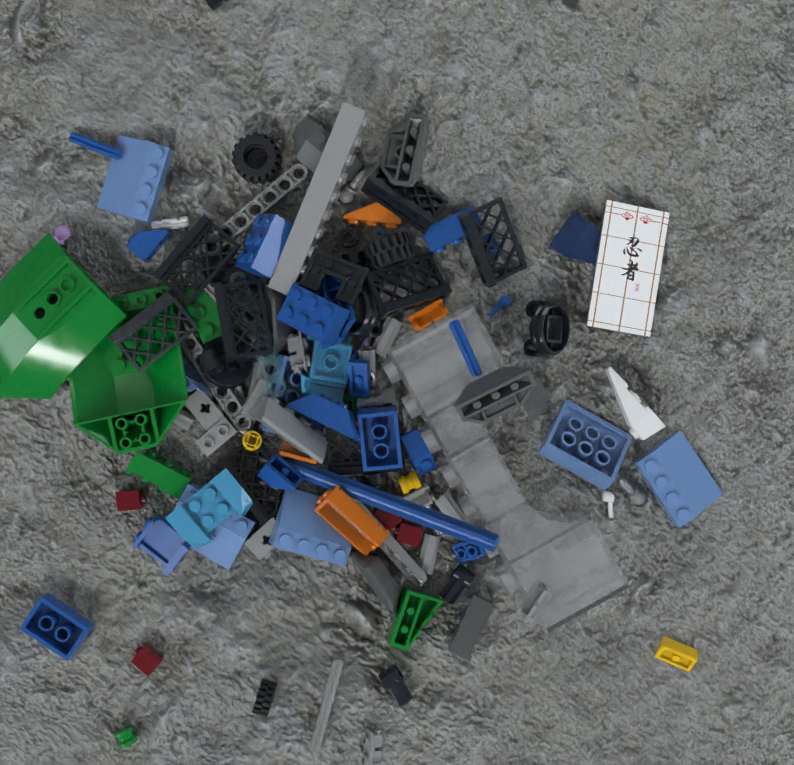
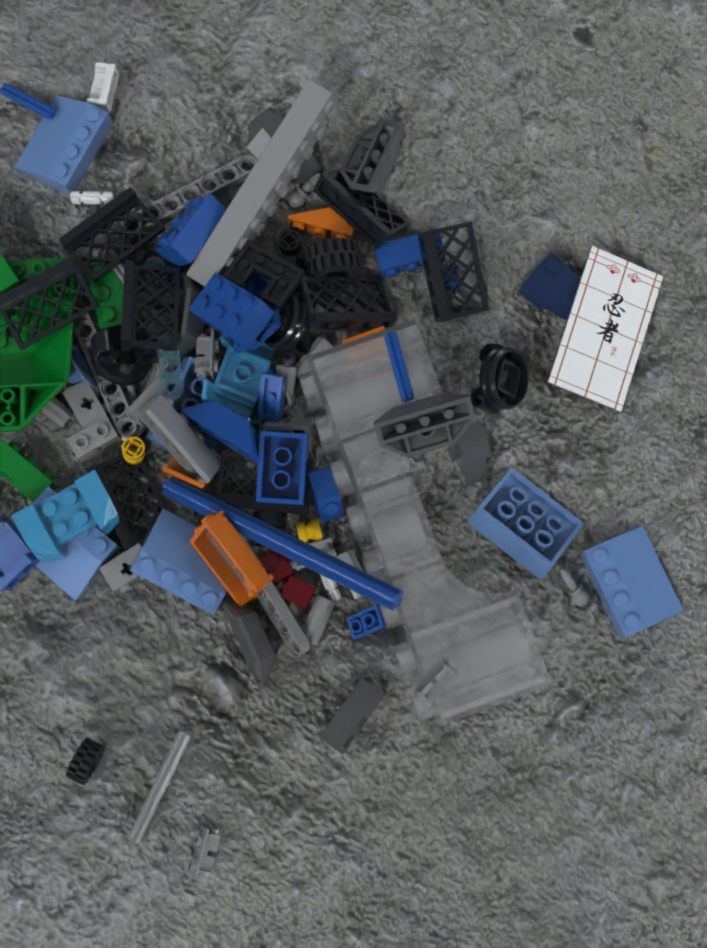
camera: 15 degrees right, 10 degrees down
(147, 243) = (63, 212): blue slope -> none
(158, 122) = (104, 86): none -> white hinge
(249, 144) = (199, 125): black tyre -> none
(280, 474) = (157, 491): blue slope -> none
(393, 680) = (246, 771): black piece -> none
(412, 614) = (282, 691): green wedge -> none
(460, 579) = (348, 660): black piece -> none
(504, 301) = (456, 343): blue hand -> none
(608, 496) = (545, 591): white hand -> none
(638, 417) = (595, 500): white wedge -> none
(676, 653) = (601, 799): yellow slope -> none

